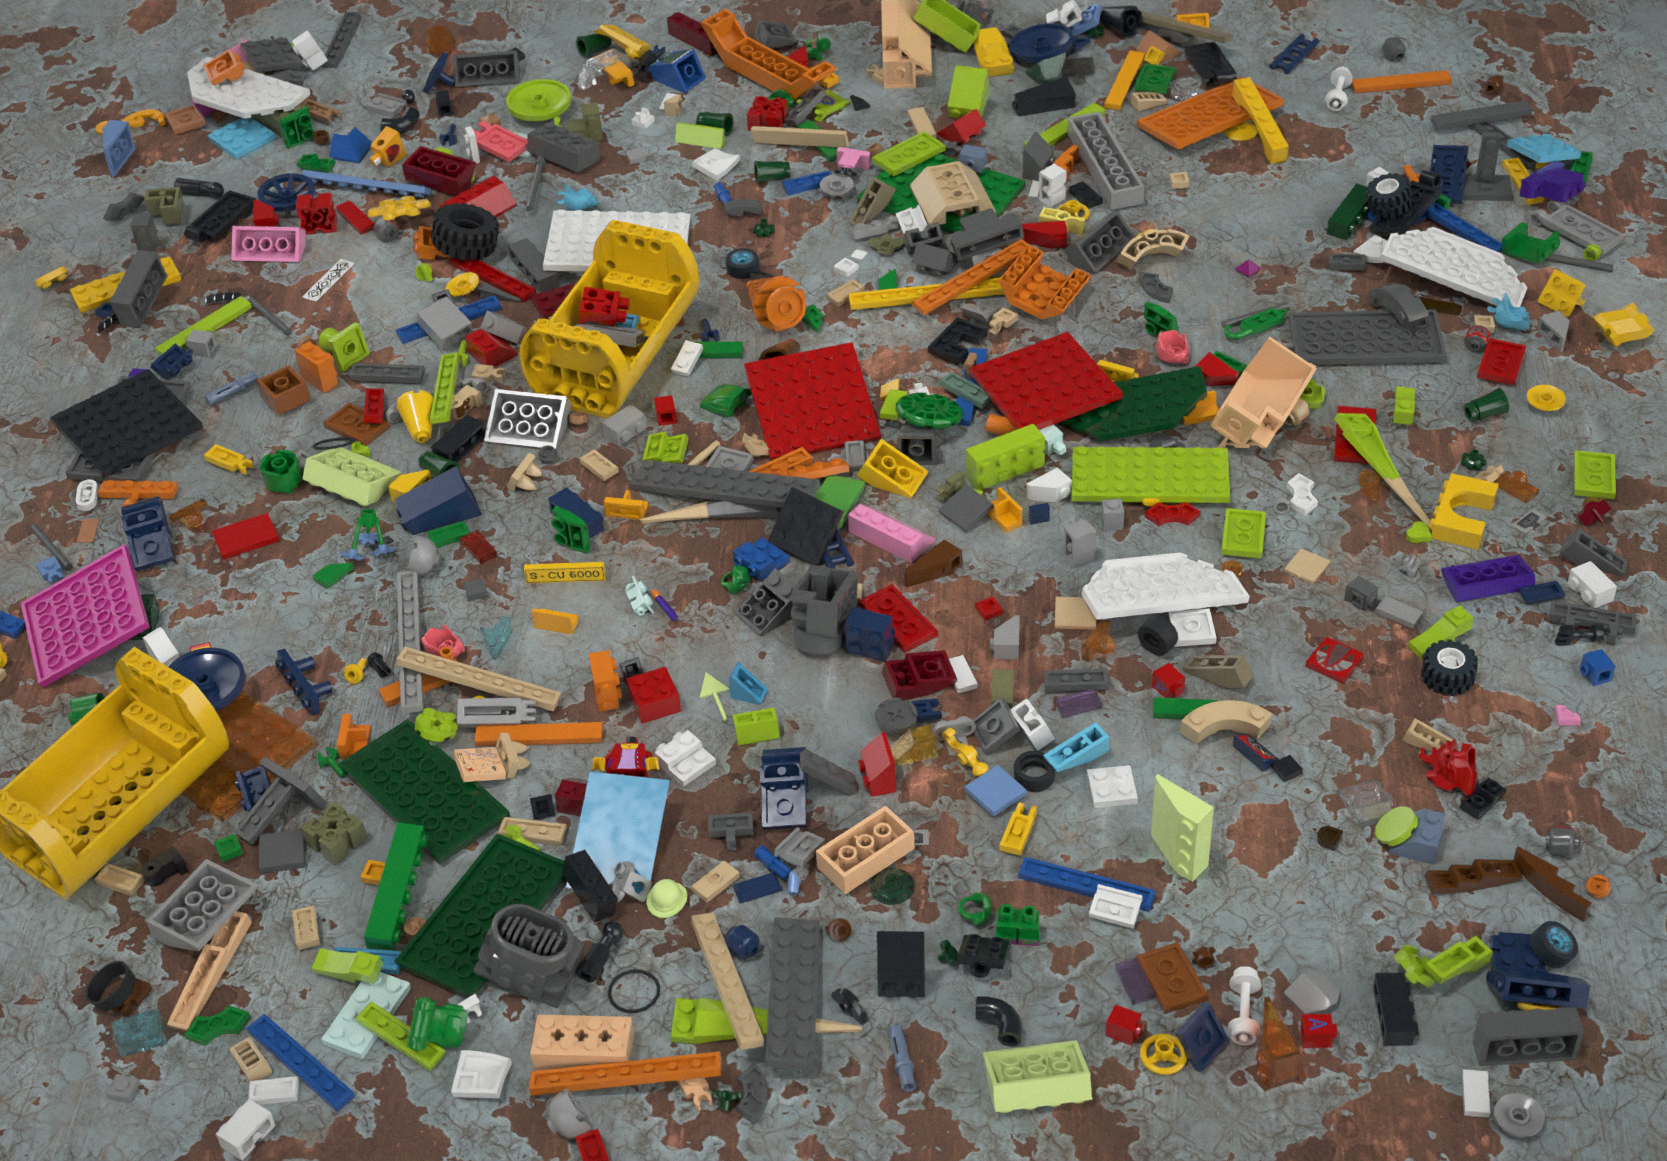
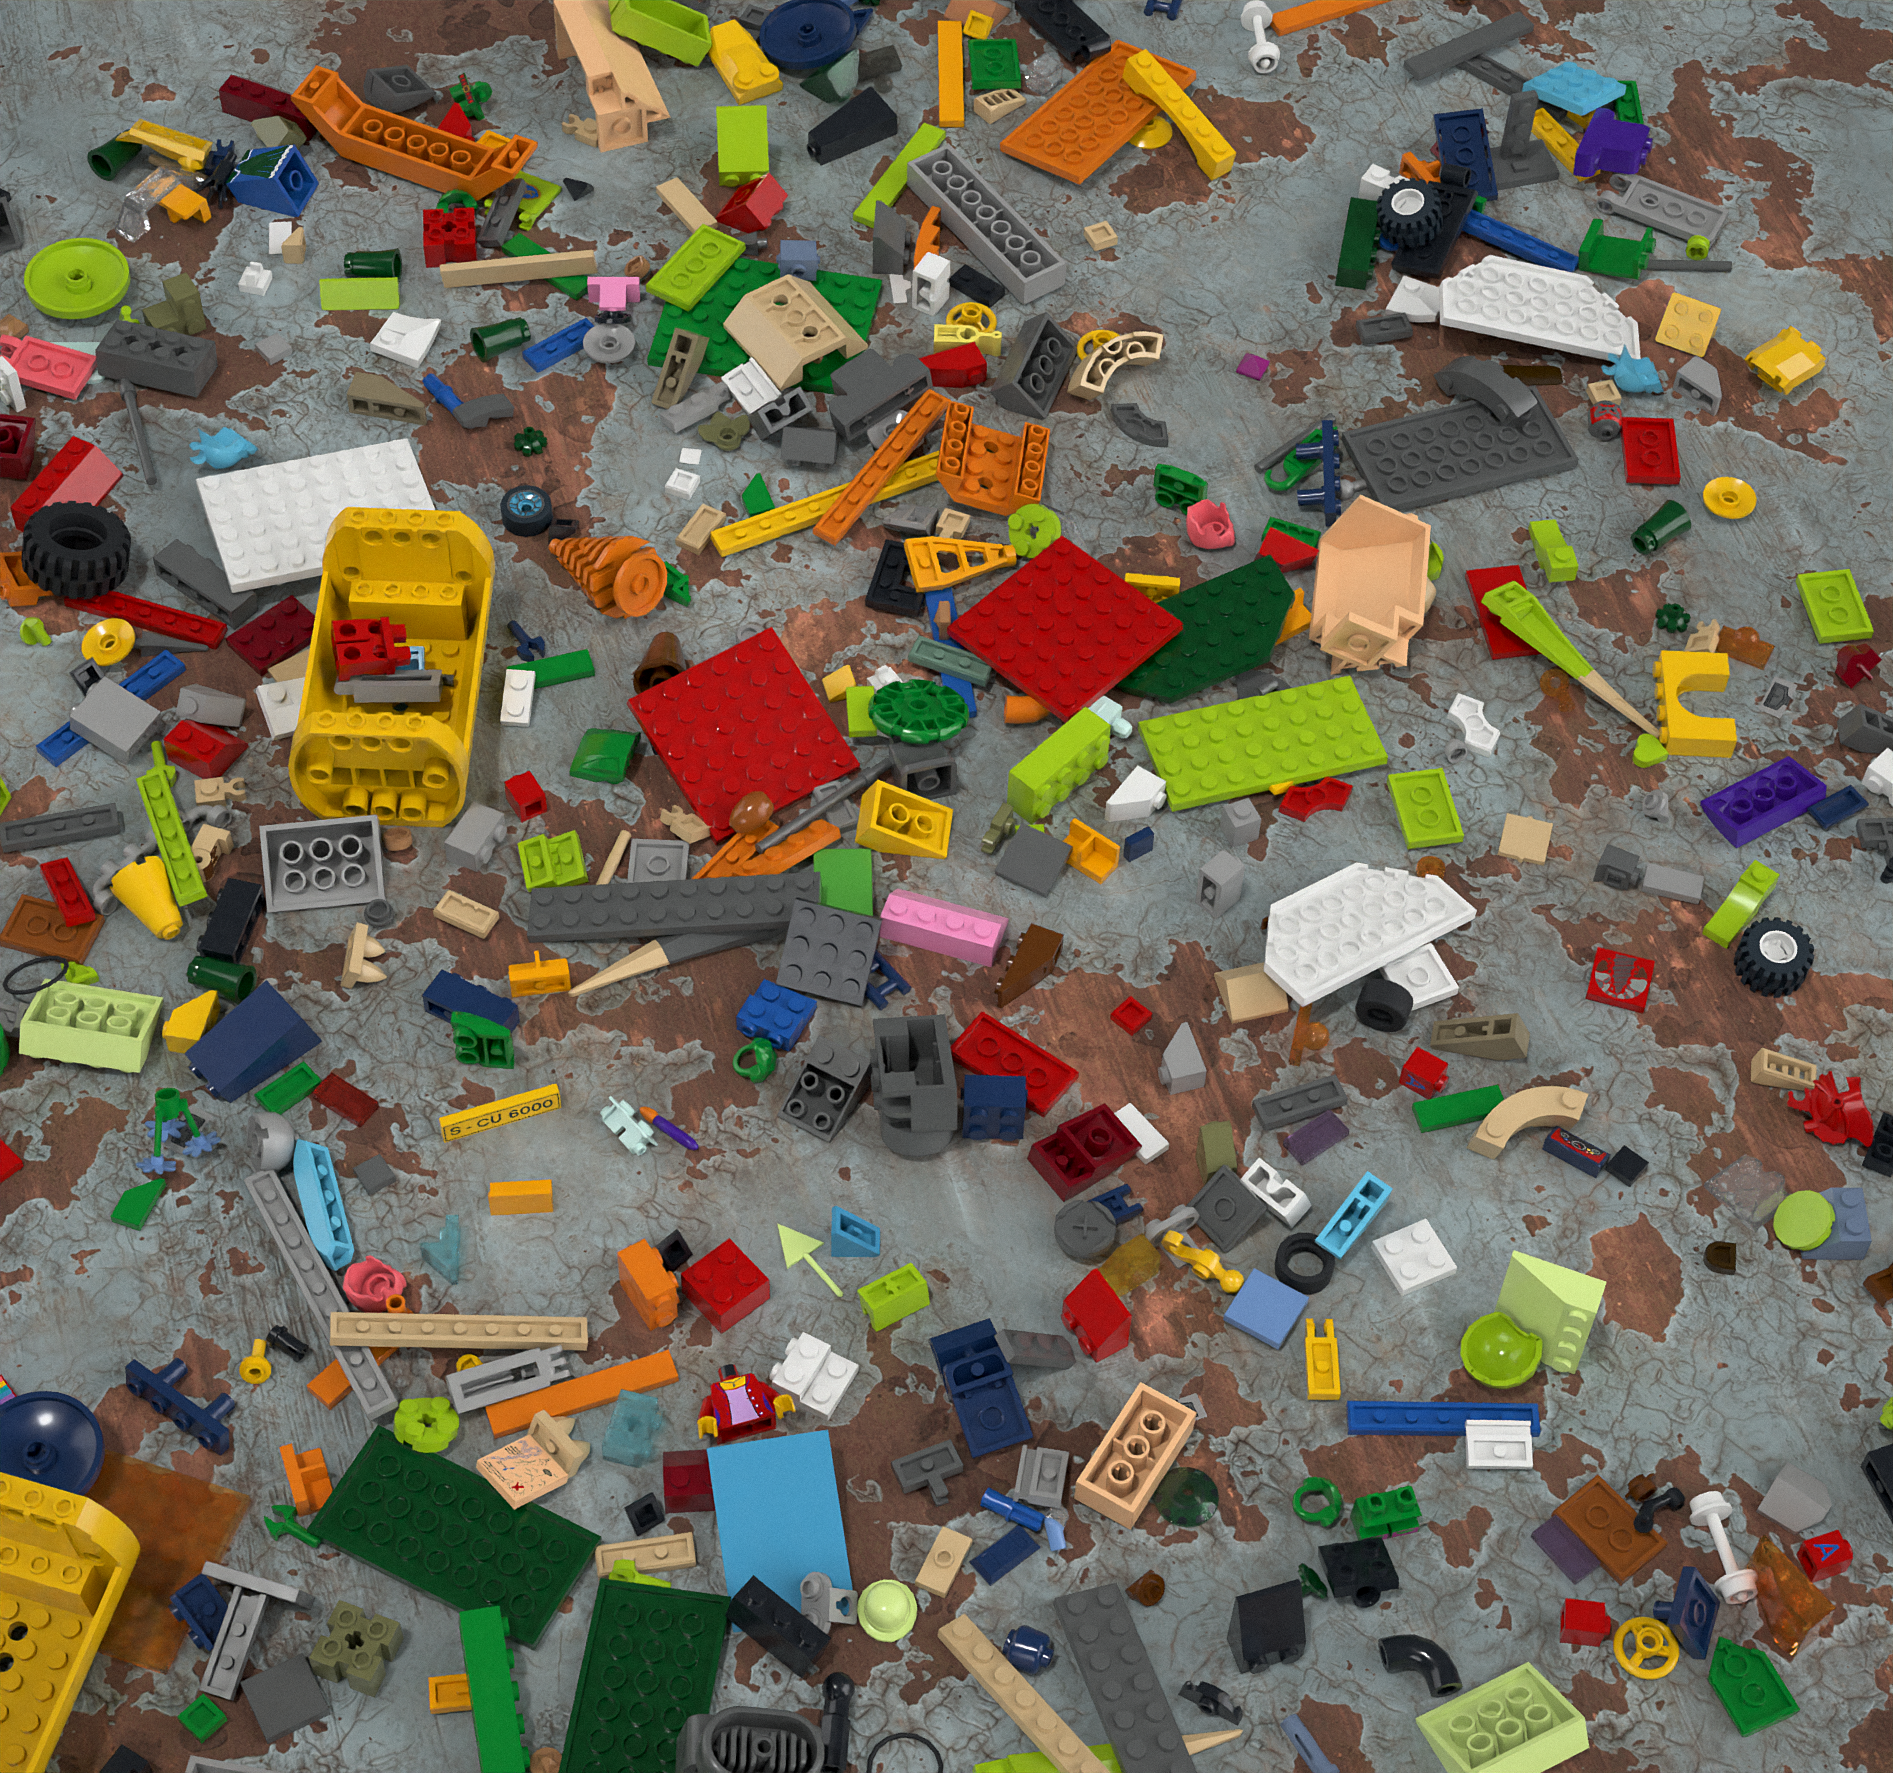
camera: 25 degrees left, 10 degrees up
(435, 594) = (322, 1204): none -> medium azure brick
(557, 758) = (631, 1413): none -> clear light blue brick
(685, 190) = (380, 398): none -> dark tan slope
(695, 43) = (278, 132): none -> olive slope
(795, 443) = (751, 812): none -> dark orange animal
(844, 451) = (865, 779): none -> dark grey bar
(973, 335) = (926, 568): none -> light orange plate
(1052, 319) = (1021, 523): none -> lime plate
(1139, 850) = (1500, 1352): none -> lime cylinder
(1196, 974) = (1644, 1519): none -> black piece
(1226, 1098) = (1749, 1687): none -> green tile
(1269, 325) = (1325, 451): none -> dark blue plate

